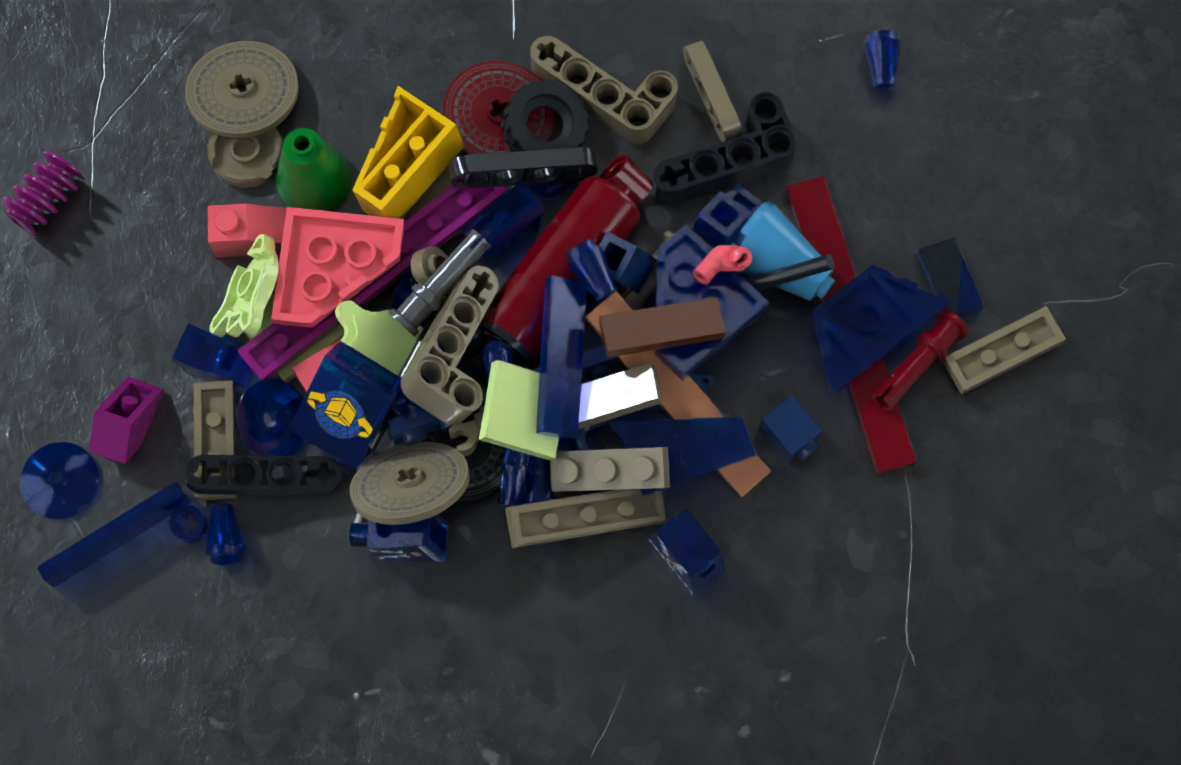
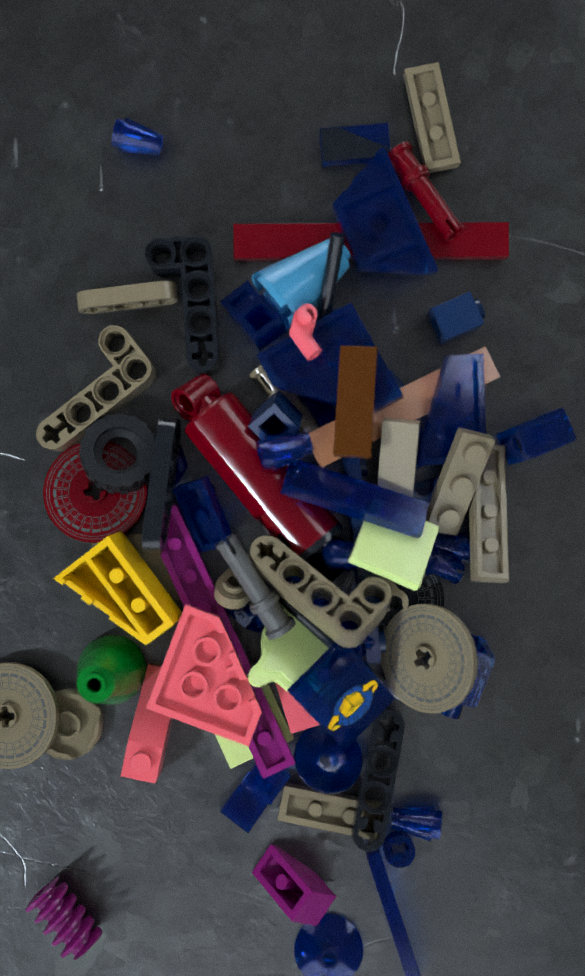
camera: 75 degrees left, 15 degrees up
(248, 291) = (212, 756): yellowish green tile -> none

